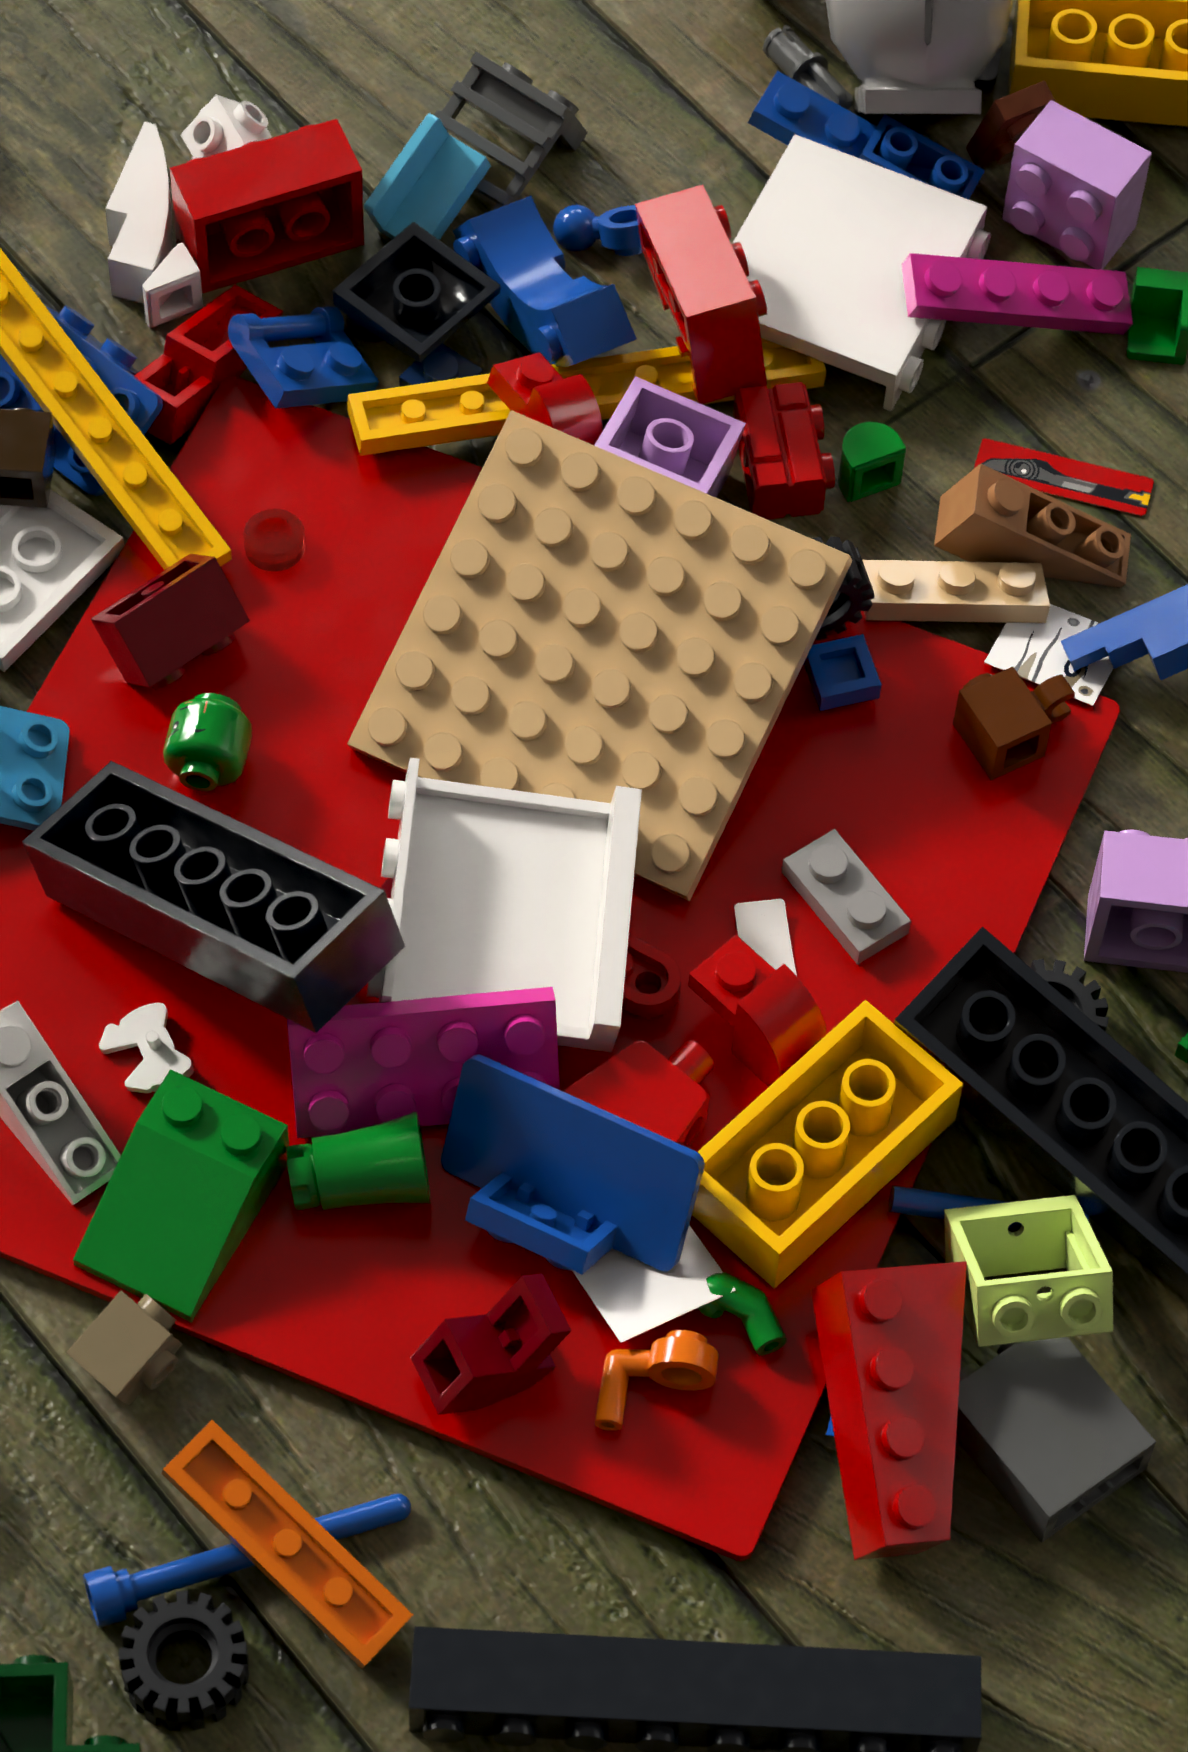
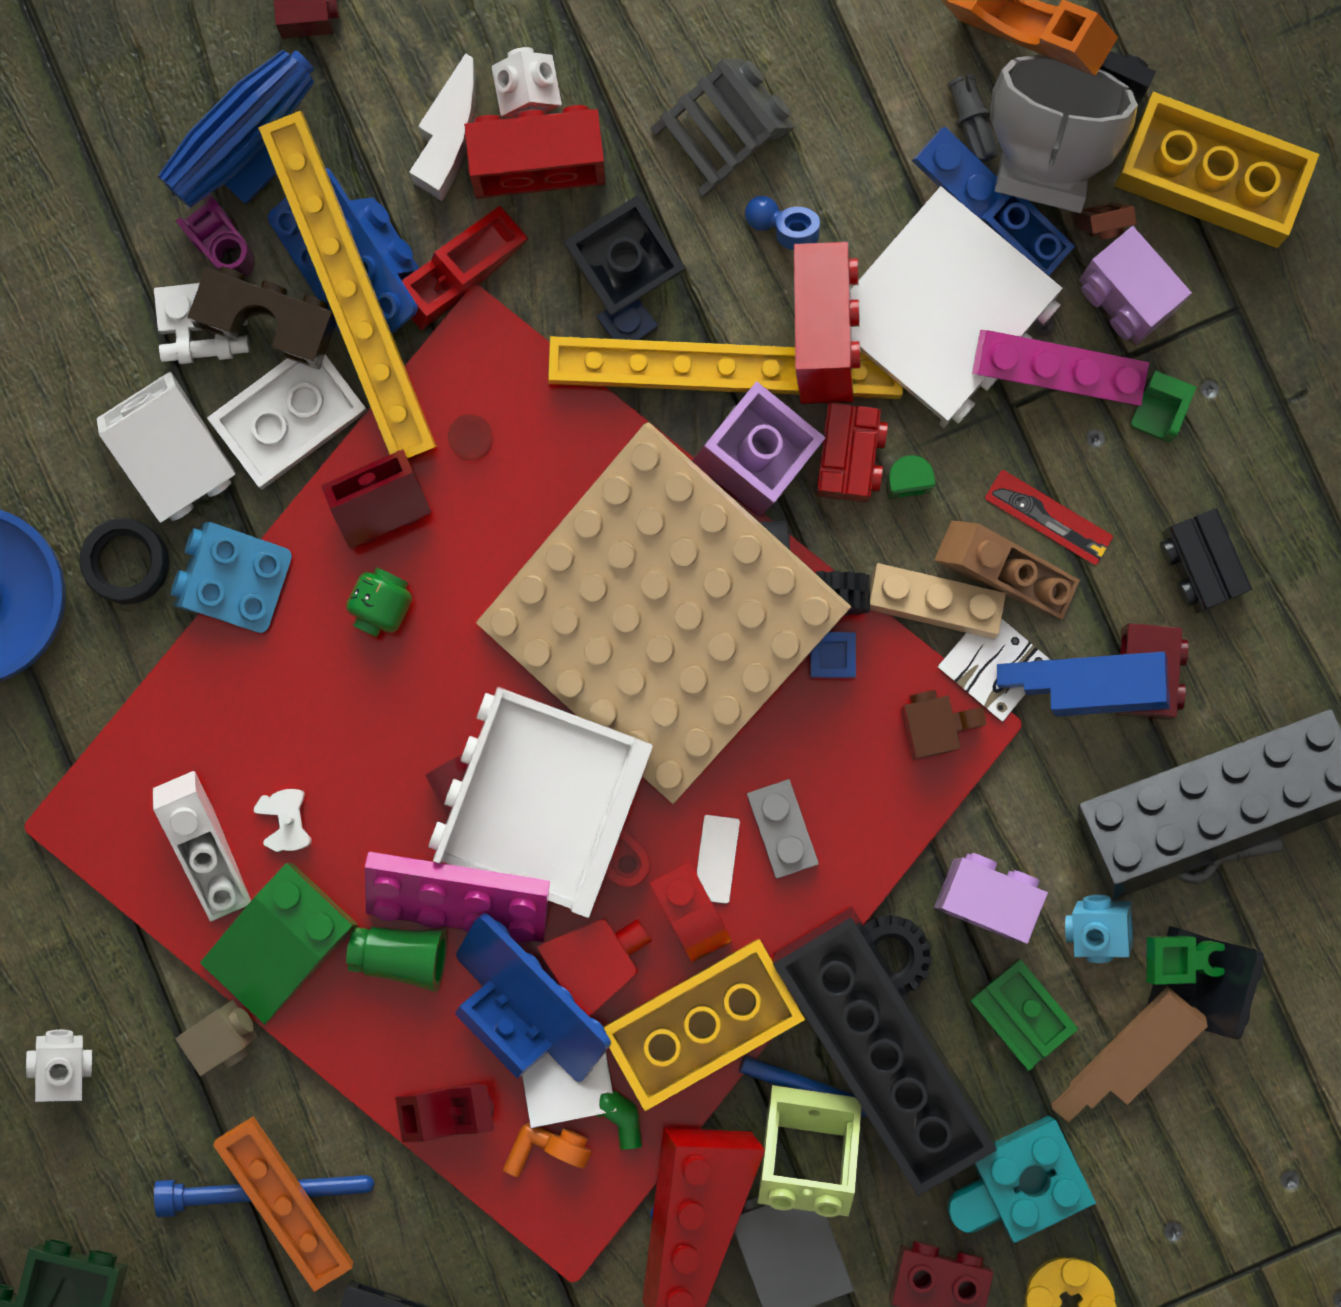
camera: 20 degrees right, 25 degrees up
(172, 288) = (453, 199): white slope -> none
(184, 1701) = (179, 1268): black tyre -> none
(215, 895) = (341, 750): brick -> none
(304, 372) = (530, 301): blue plate -> none
(426, 182) = (659, 160): medium azure panel -> none
(537, 297) = (721, 295): blue brick -> none
(539, 392) = (691, 397): red brick -> none

